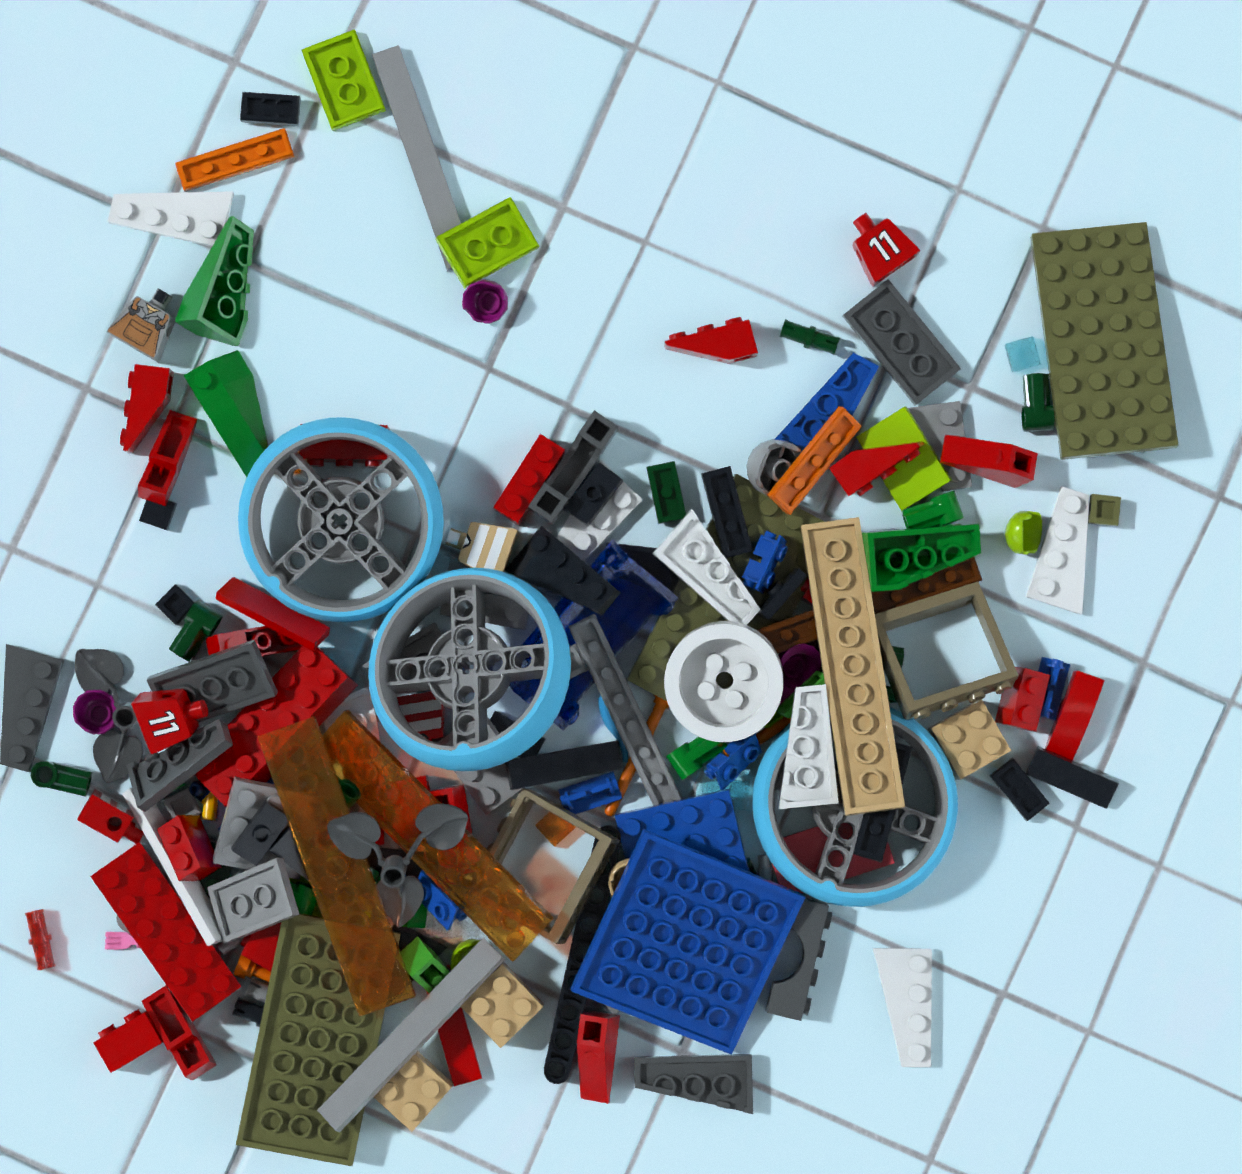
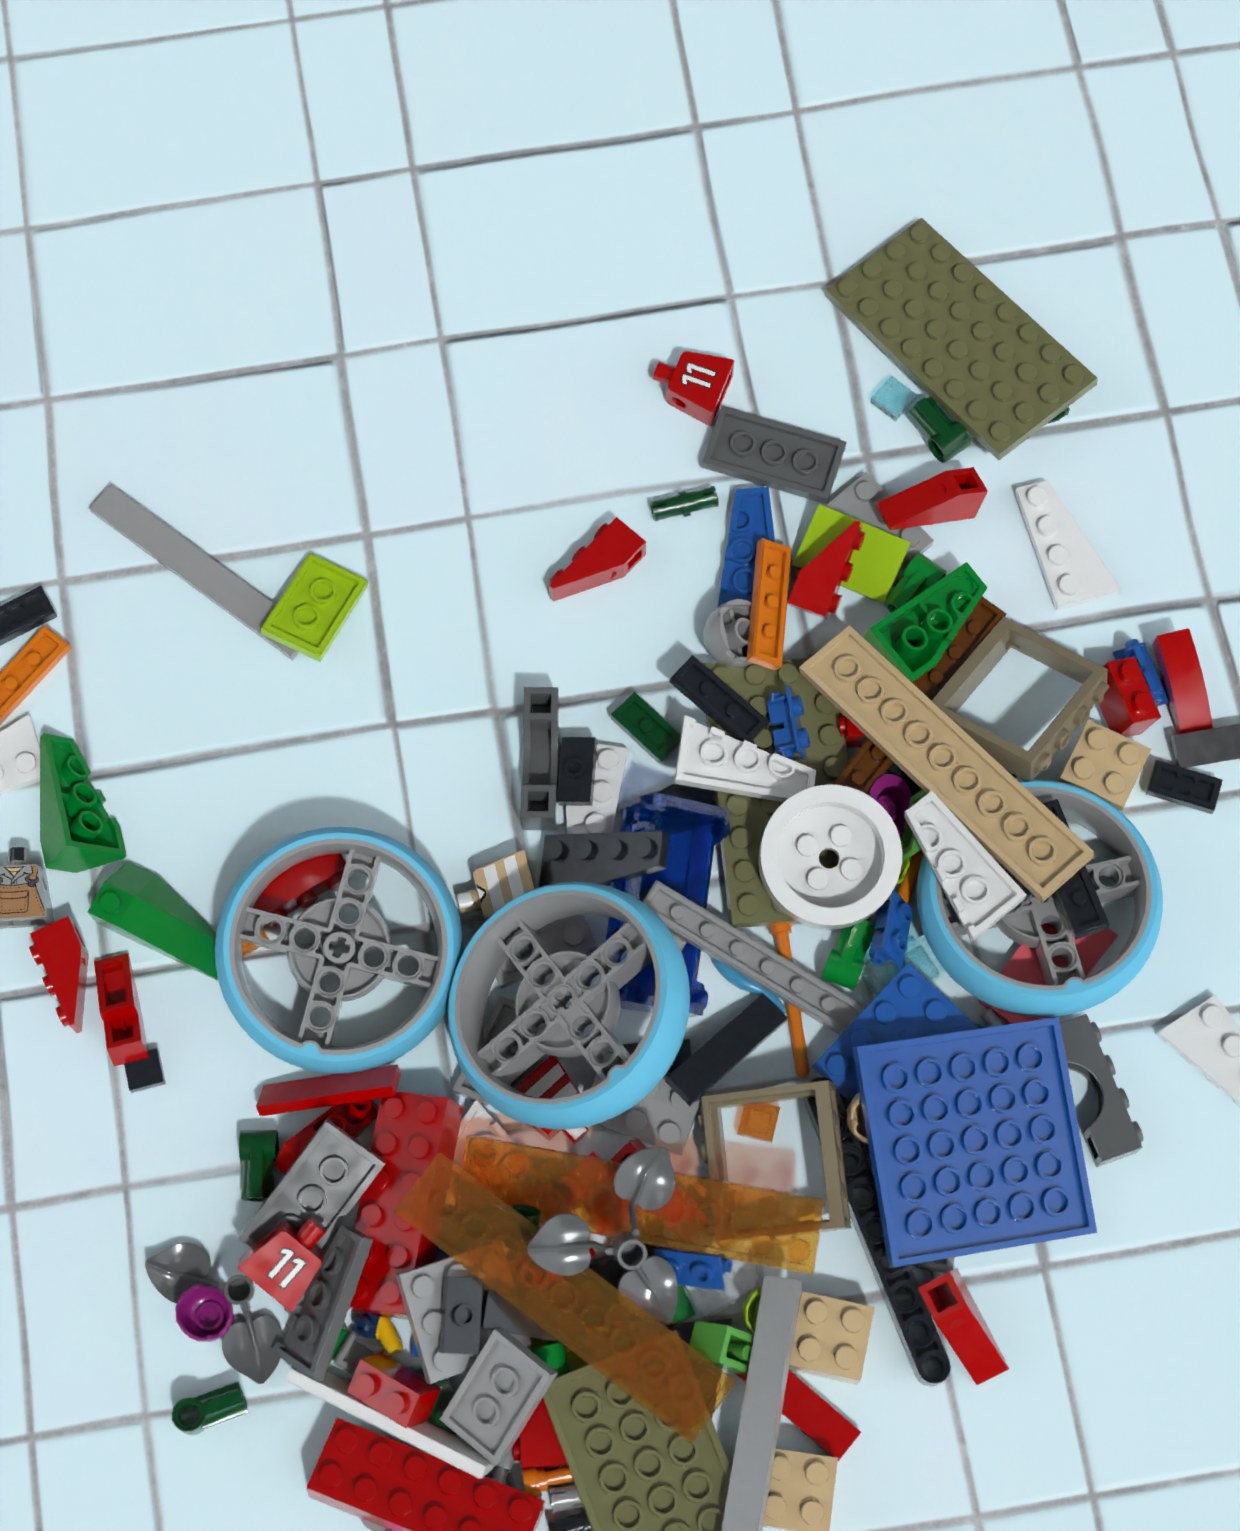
camera: 30 degrees left, 15 degrees down
(27, 697) = (121, 1351): dark grey wing -> none
(98, 812) = (273, 1420): red torso -> none
(175, 604) = (220, 1152): black tile -> none
(343, 80) = (76, 549): lime tile -> none
(485, 301) = (348, 659): magenta hair -> none
(528, 479) = (503, 798): red brick -> none
(590, 793) = (773, 1061): blue hinge -> none
(708, 1079) = (1088, 1276): dark grey wing -> none
(781, 592) = (824, 743): black plate -> none
(1024, 532) = (1012, 548): lime hair -> none
(1104, 510) = (1071, 484): olive plate -> none

